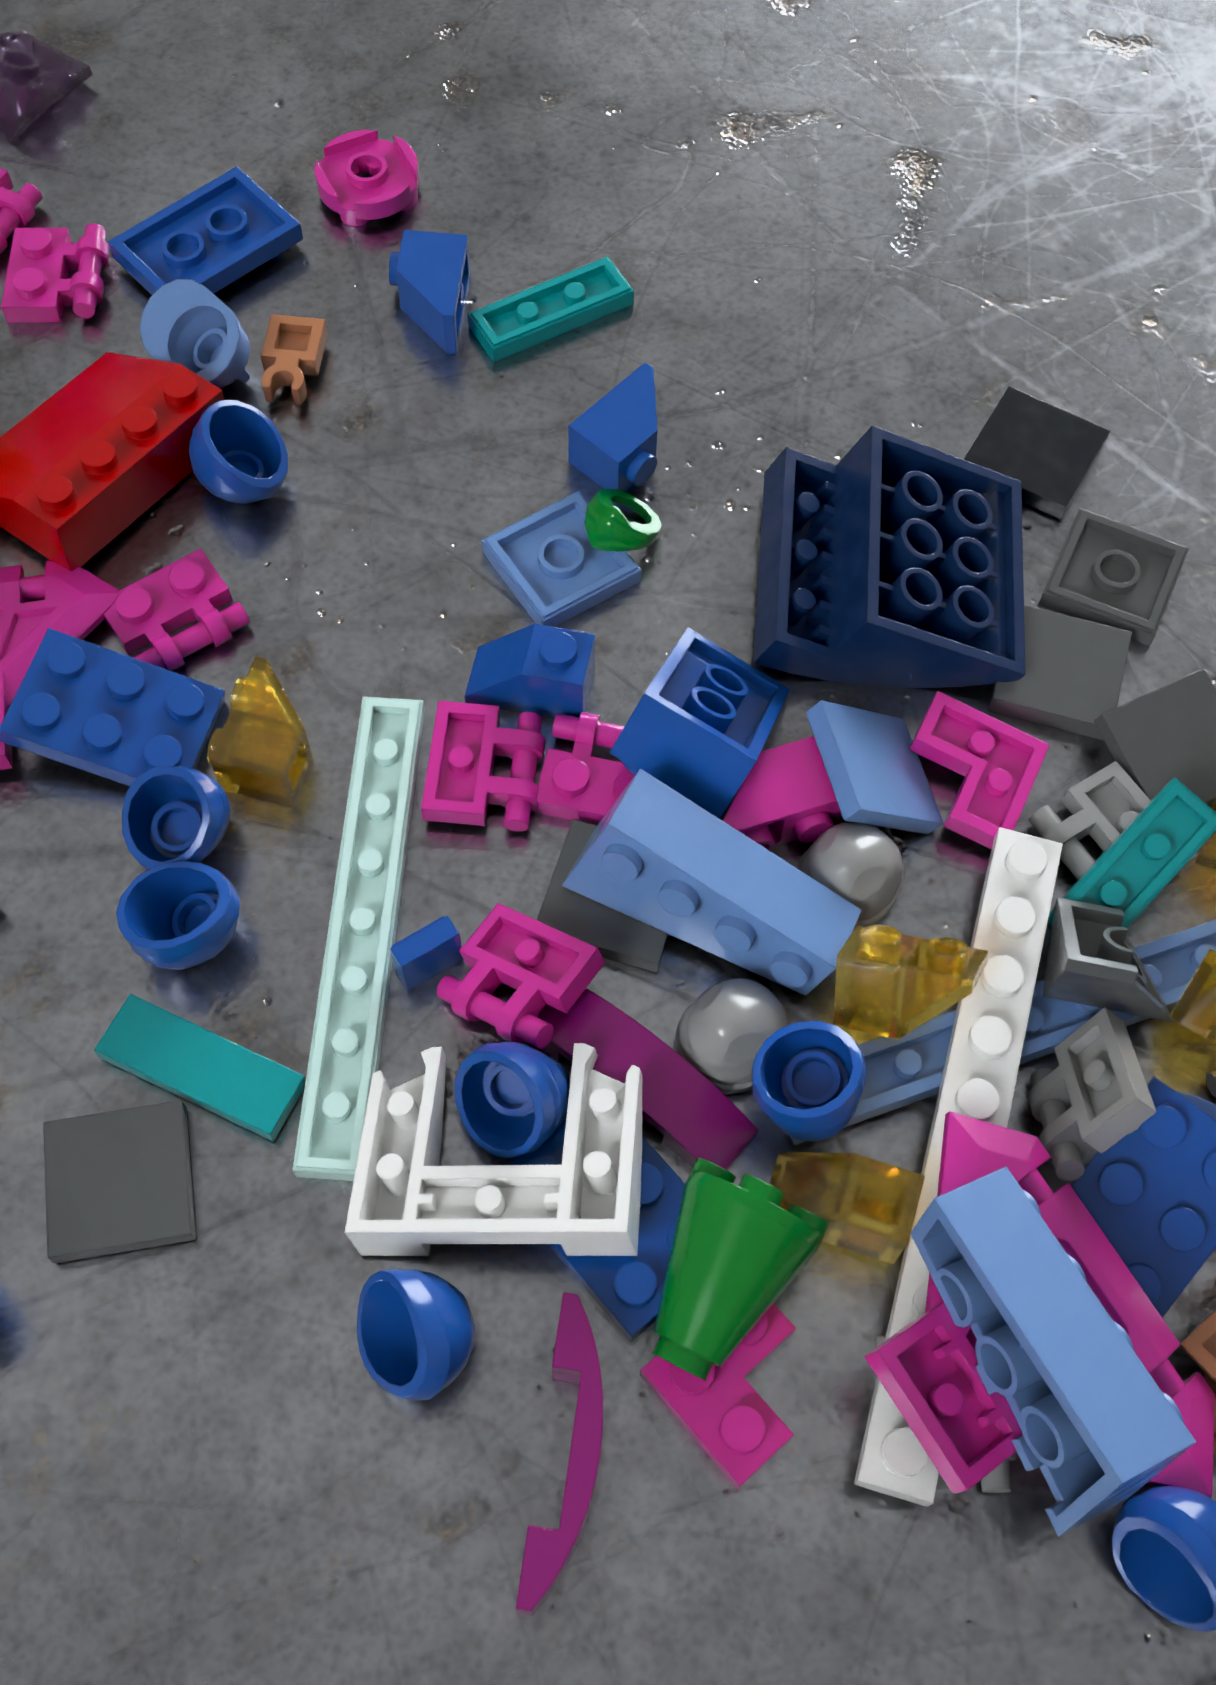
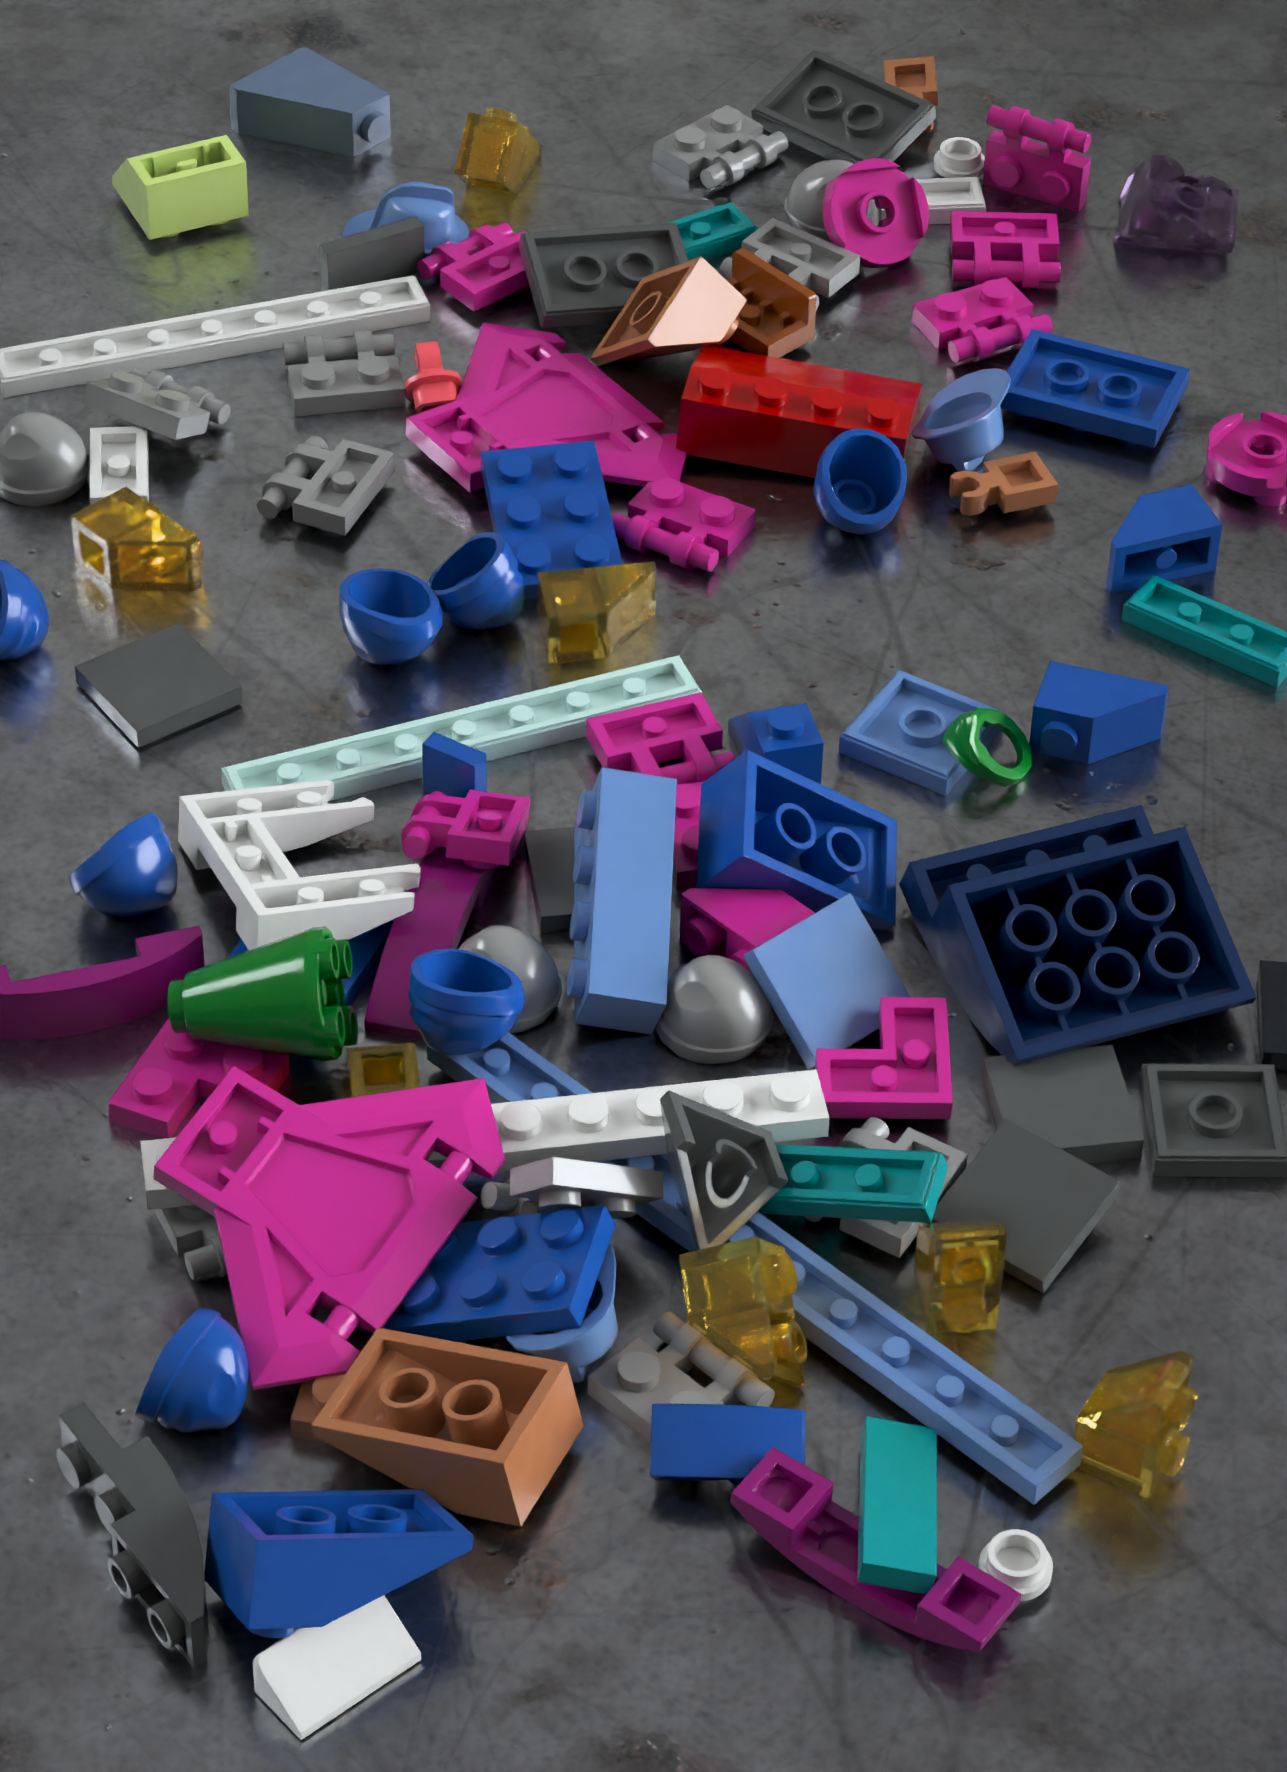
camera: 65 degrees right, 20 degrees down
(201, 1067) = (278, 690): teal tile -> none
(511, 1097) = (359, 843): blue hat -> none
(899, 980) = (607, 1039): clear yellow slope -> none
(1049, 1348) = (284, 1157): medium blue wedge -> none

